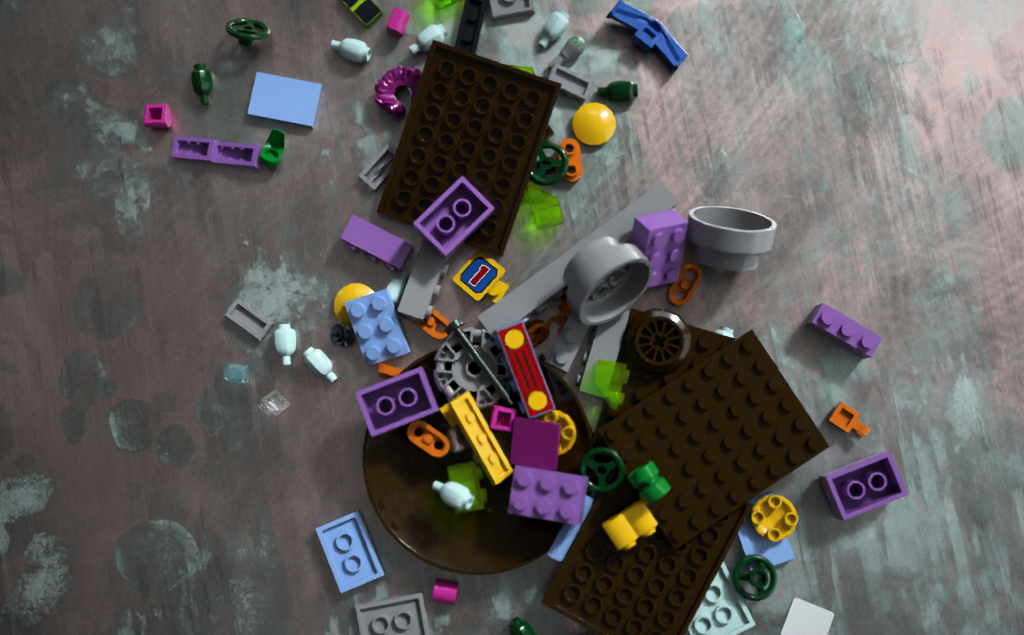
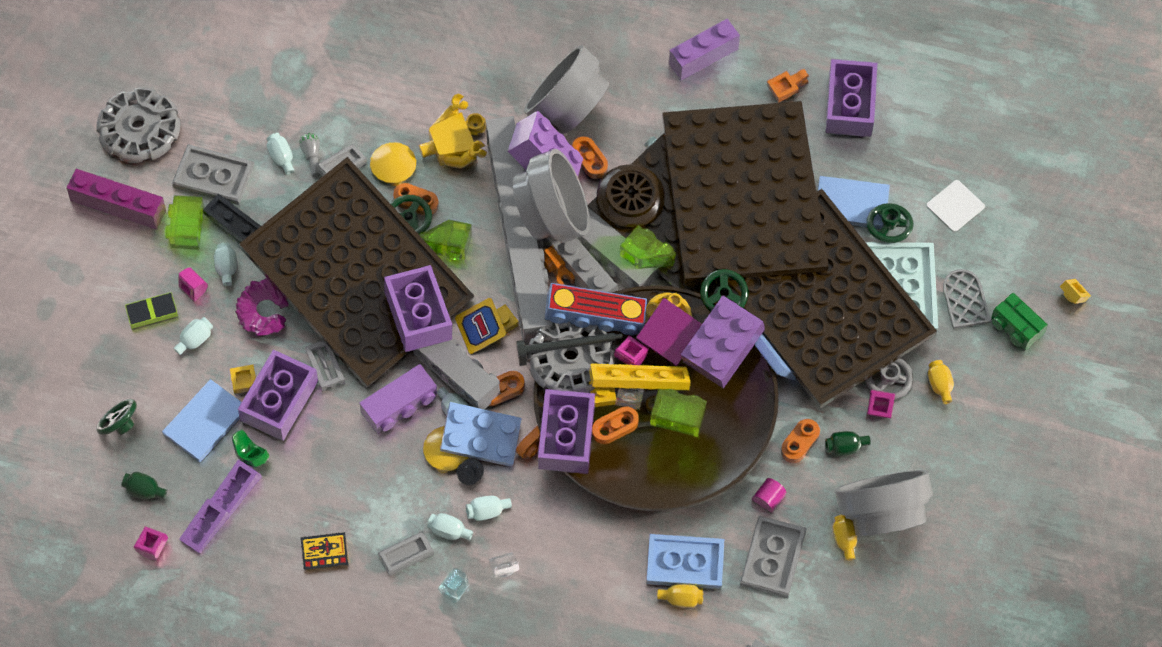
camera: 65 degrees left, 20 degrees down
(219, 254) = (324, 550): none -> piece
(317, 563) = (682, 595): none -> yellow plant
(328, 145) = (278, 395): none -> medium lavender brick
(334, 110) = (242, 378): none -> yellow plate
(454, 495) = (680, 417): light aqua plant -> none
(509, 591) = (801, 439): none -> orange plate
(619, 91) = (375, 126): dark green plant -> none
(630, 525) = (786, 291): yellow brick -> none
(639, 160) = (452, 139): none -> yellow torso
(648, 482) = (763, 247): green wheel -> none
(649, 33) = (336, 76): blue plate -> none
(670, 168) = (476, 118): none -> yellow plate
(774, 517) = (843, 181): yellow dish -> none

